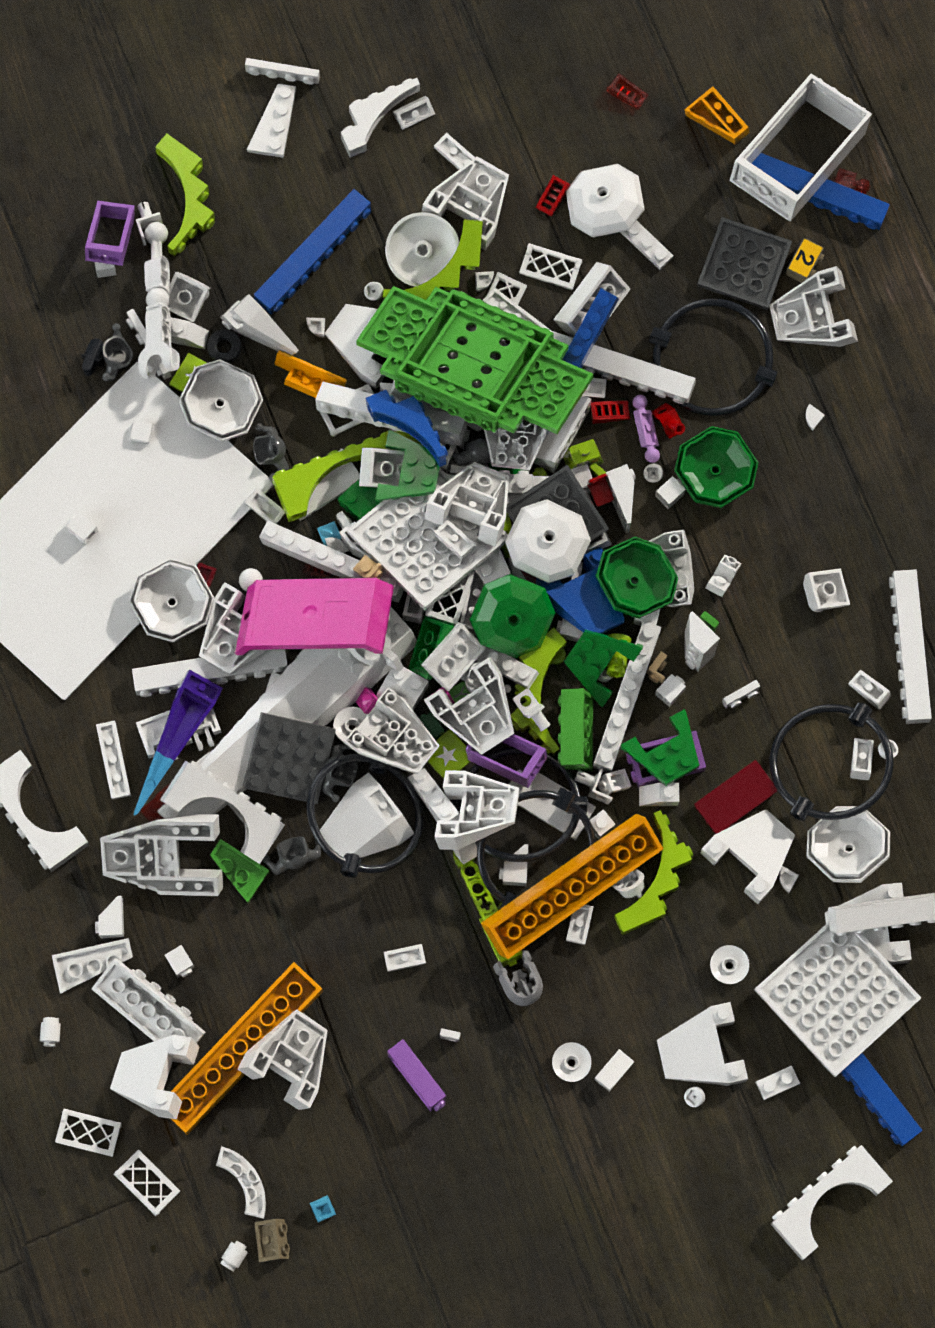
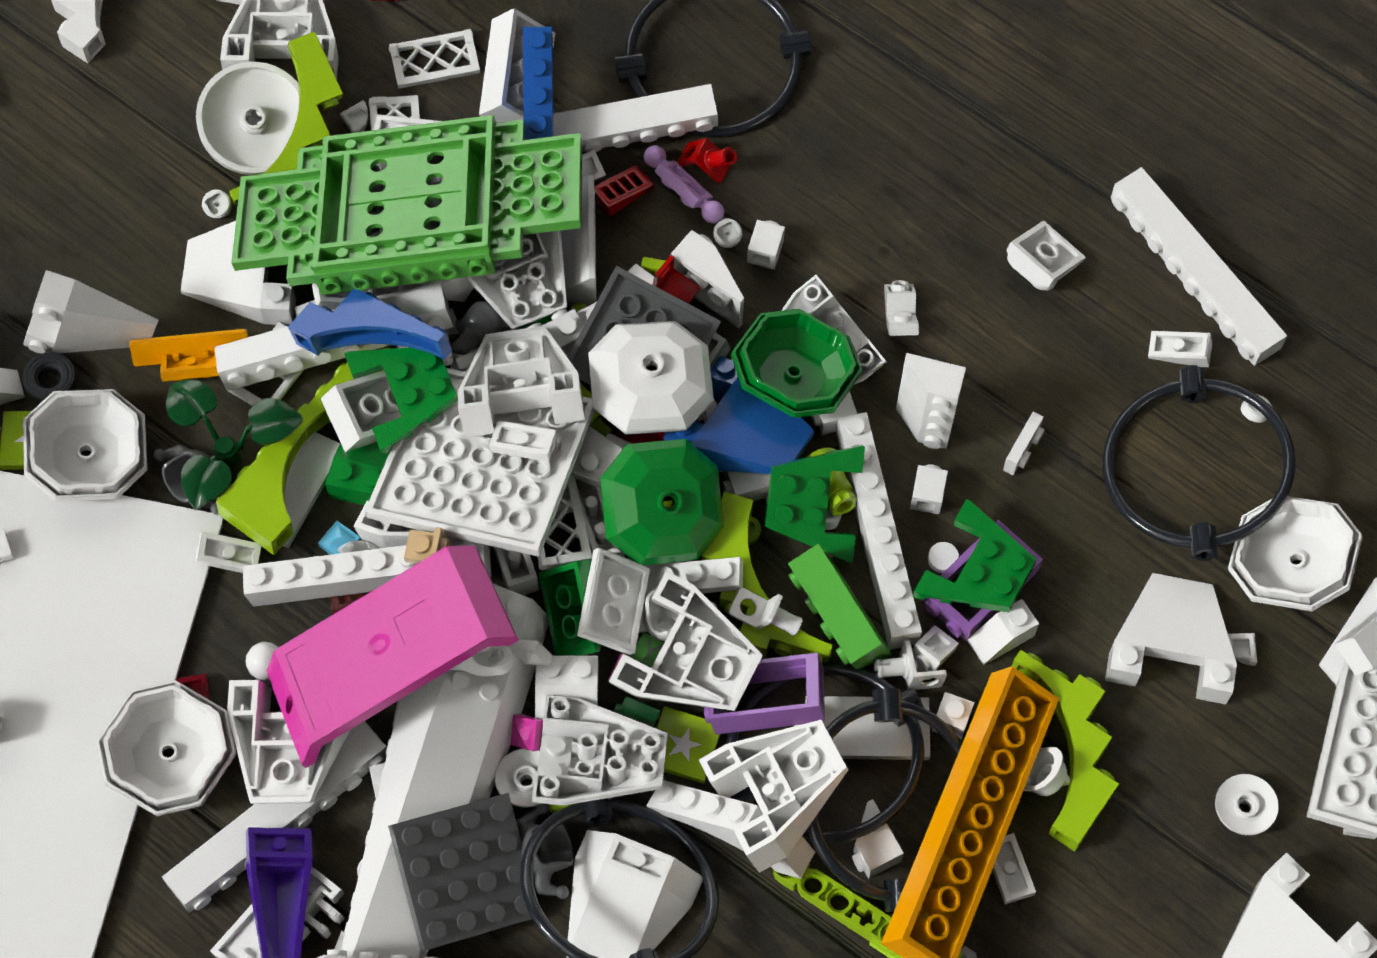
camera: 30 degrees left, 10 degrees down
(276, 460) = (208, 479): none -> dark green plant
(312, 252) = (107, 189): blue brick -> none
(316, 326) = (164, 288): white tile -> none
(343, 520) = (347, 512): white tile -> none
(582, 454) = (623, 251): lime torso -> none
(654, 732) = (942, 556): none -> white tile
(658, 664) = (891, 471): tan bracket -> none
(719, 450) = (808, 158): green rock -> none
(736, 797) = (1105, 579): dark red tile -> none
(813, 417) = (885, 61): white tile -> none
(861, 759) = (1231, 440): white slope -> none

